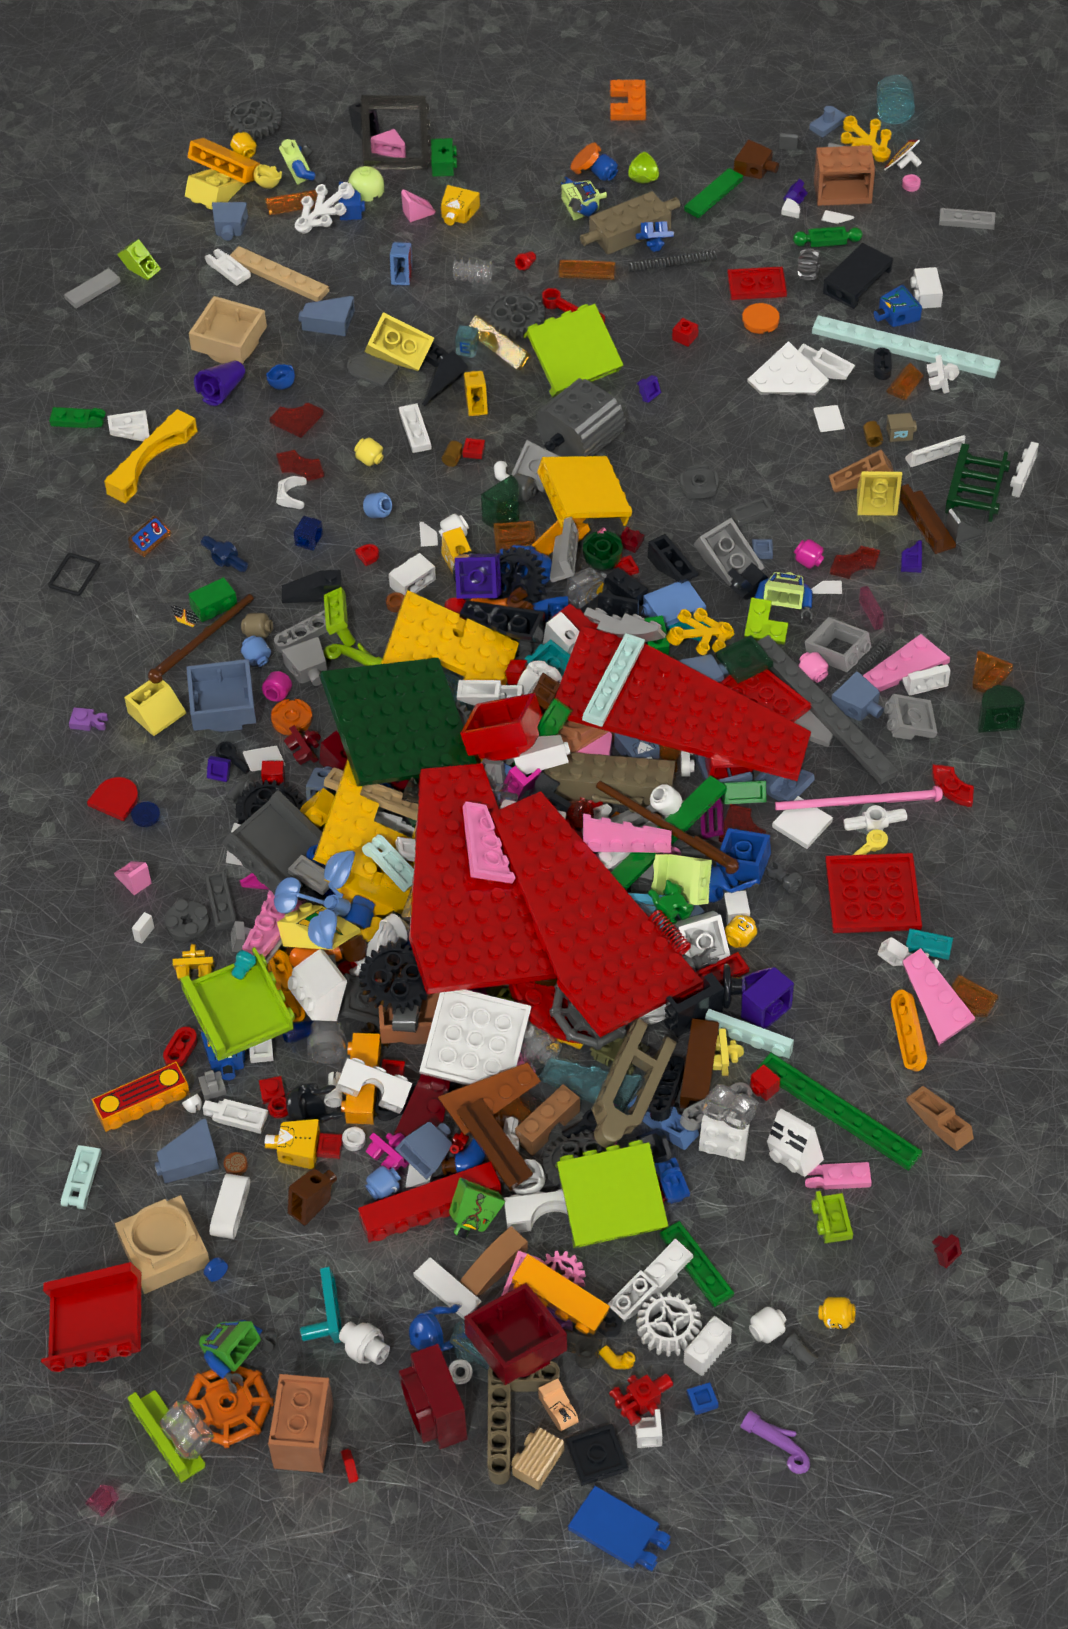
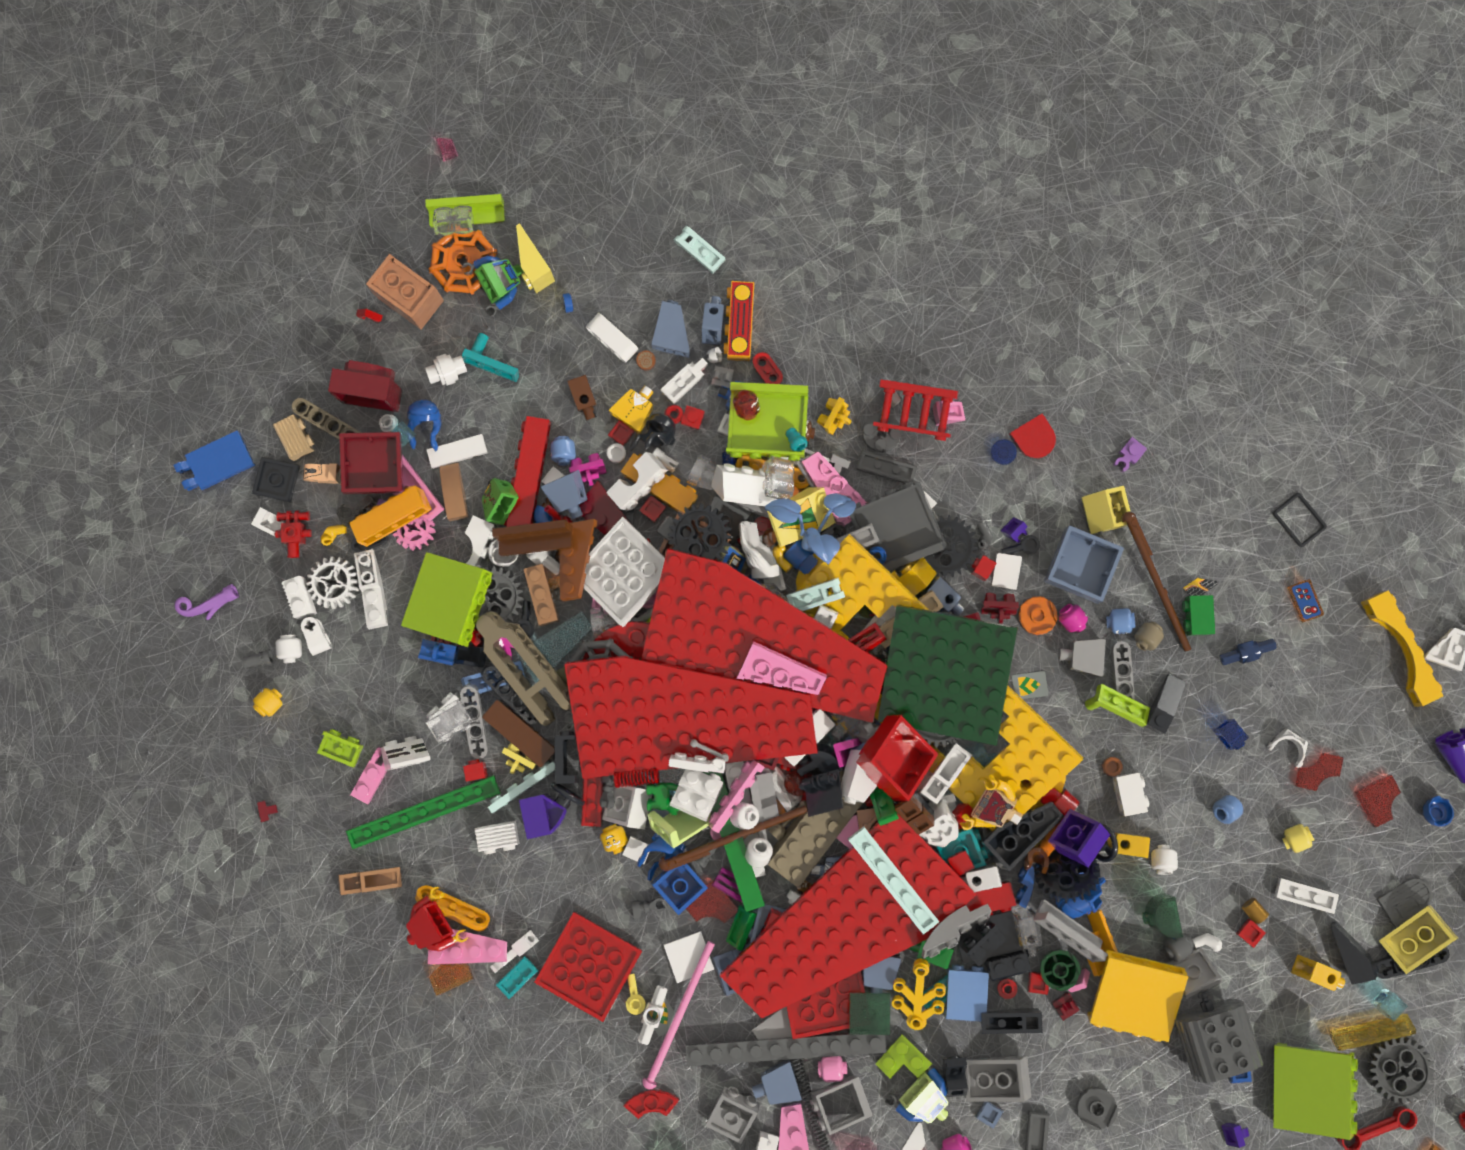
camera: 120 degrees right, 30 degrees up
(94, 1317) = (573, 200): red panel -> none
(132, 901) = (927, 394): none -> red fence
(156, 1117) = (713, 321): none -> sand blue torso
(162, 1243) = (607, 276): tan container -> none
(191, 1318) = (535, 270): none -> light yellow slope
(232, 1024) = (746, 405): none -> clear red head
(292, 959) = (778, 478): none -> clear brick
(362, 655) = (1070, 705): lime plant -> none
(367, 554) = (1180, 773): red tile -> none
(392, 798) = (869, 642): none -> red tile
(427, 535) = (1173, 837): white sticker -> none
(494, 645) = (993, 806): none -> torso
(513, 534) = (1126, 905): clear orange wing -> none
(560, 656) = (961, 862): none -> red tile
(574, 773) = (822, 792): none -> black hinge
(597, 861) = (694, 743): none -> light grey hinge
(619, 877) = (698, 763): none -> white hinge
(640, 817) = (744, 816): none -> white head
(646, 869) = (697, 793): none -> white plate
(649, 582) = (1007, 982): none -> red plate
(699, 1267) = (360, 633): green tile -> none
(702, 1398) = (267, 571): blue plate -> none
(737, 1307) = (316, 639): none -> white piece
(812, 1029) = (497, 836): none -> white brick
(938, 1027) = (429, 927): none -> red torso

